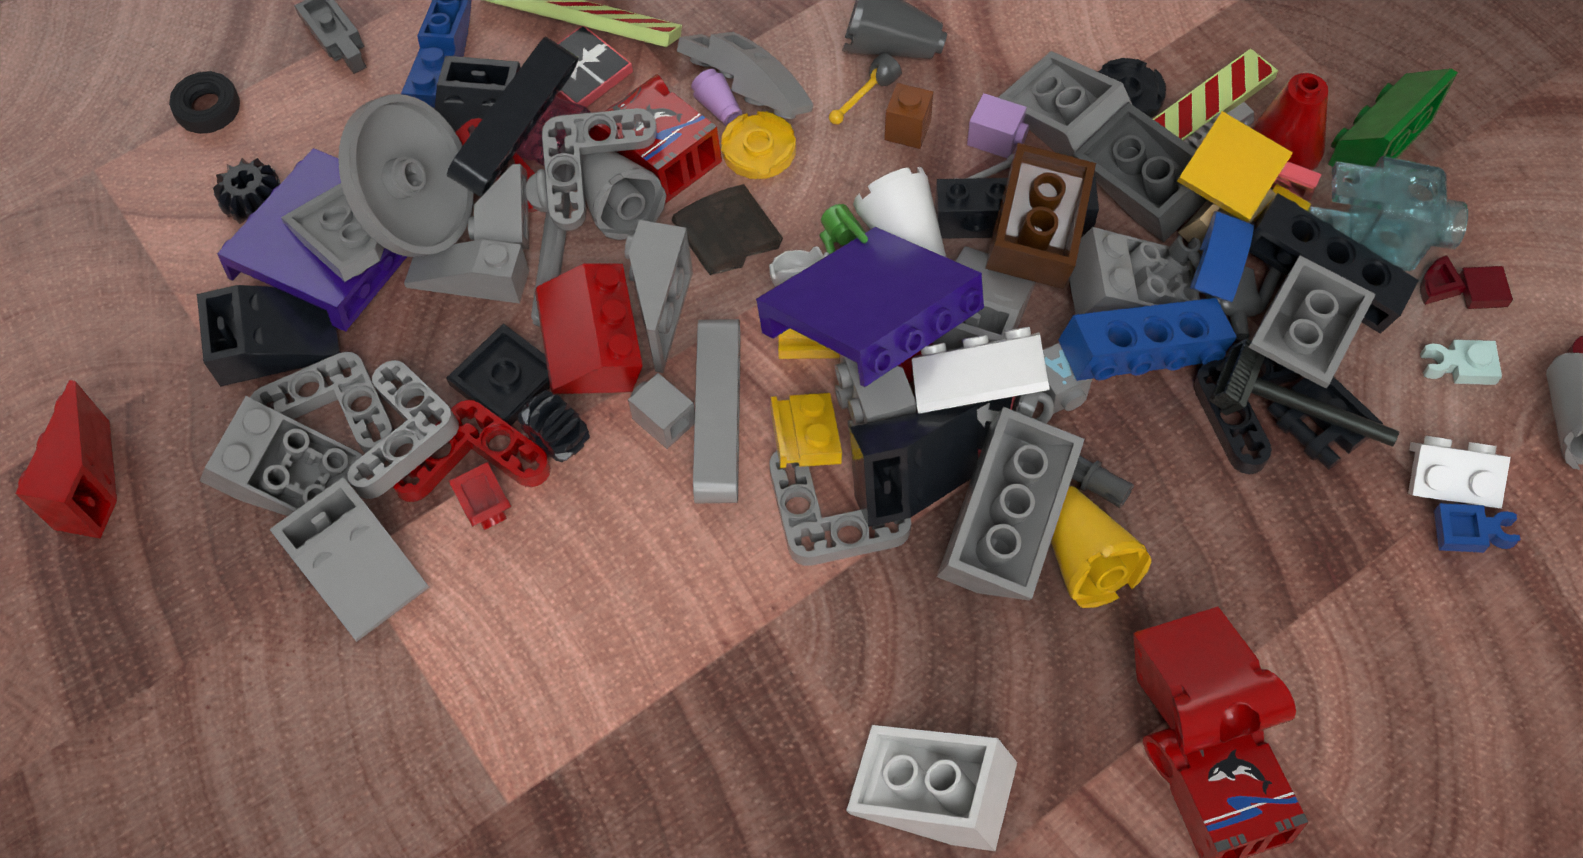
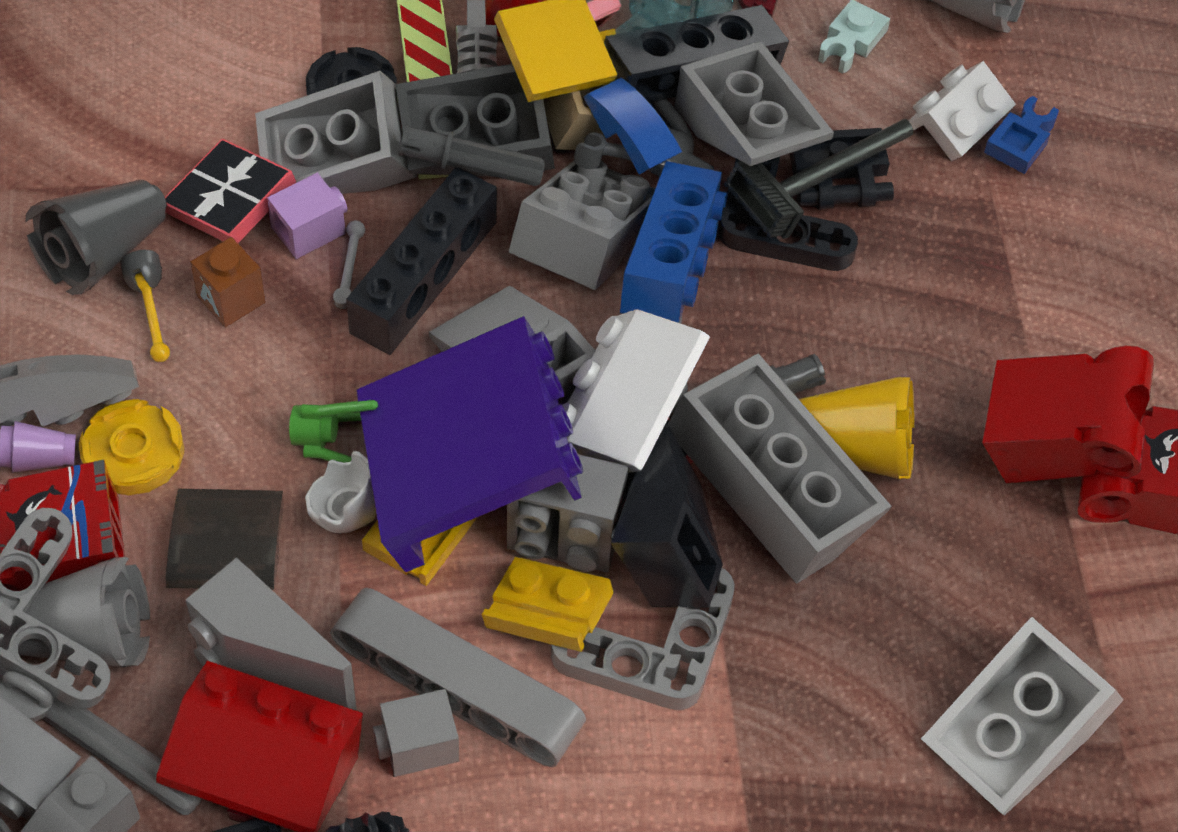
camera: 65 degrees left, 5 degrees down
(903, 207) = (356, 353): white cone -> none
(978, 70) = (227, 191): none -> black tile
(1041, 216) = (476, 235): reddish brown slope -> none
(1107, 178) = (471, 156): none -> dark grey axle

